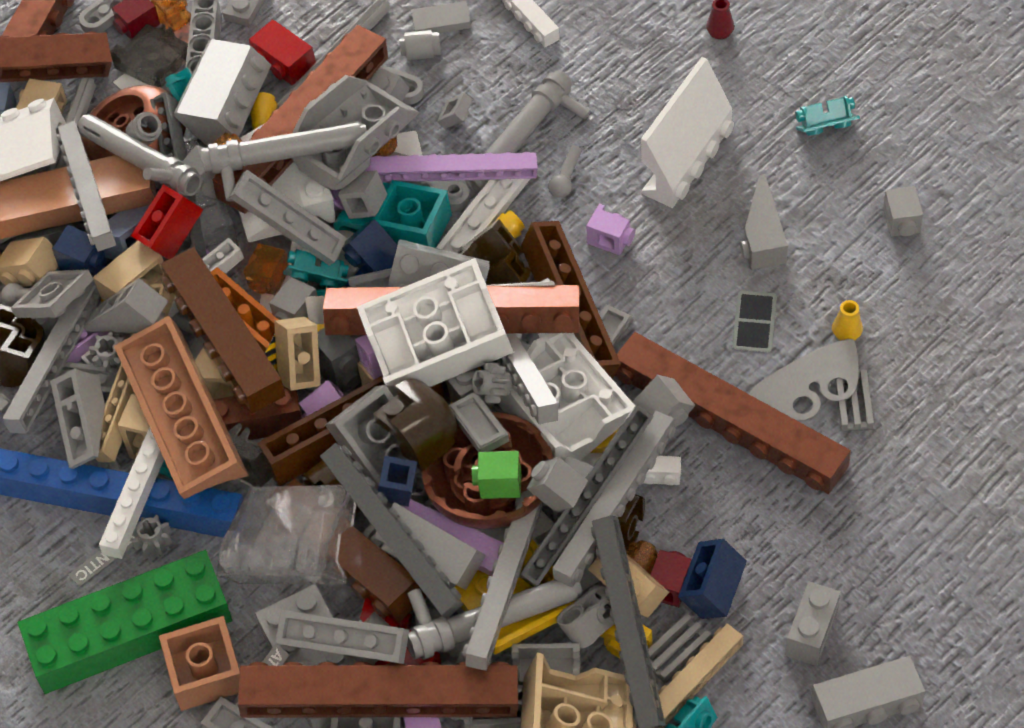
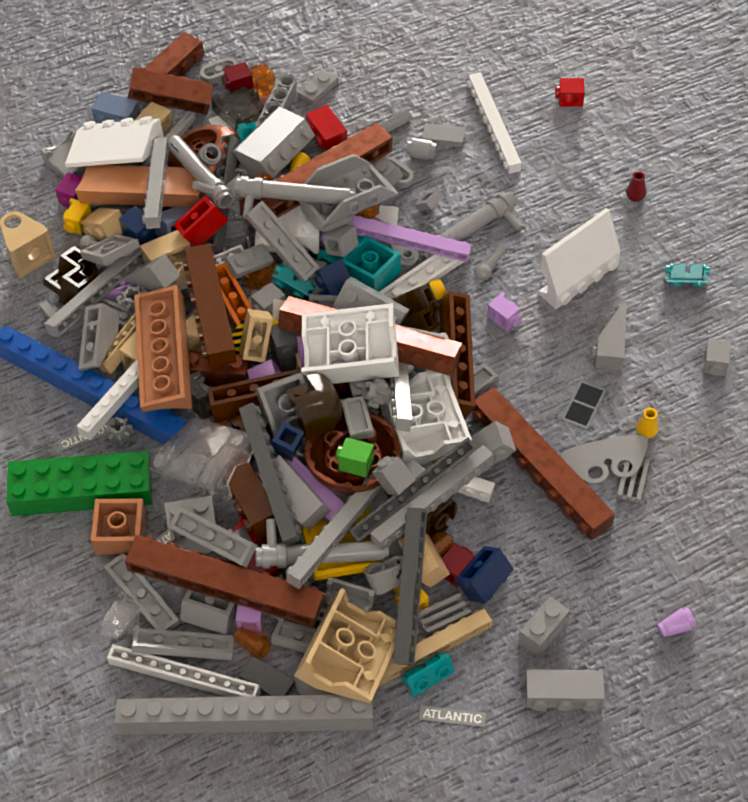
camera: 15 degrees right, 0 degrees up
(248, 256) = (248, 261): none -> light grey plate
(978, 566) = (677, 623): none -> lavender cone

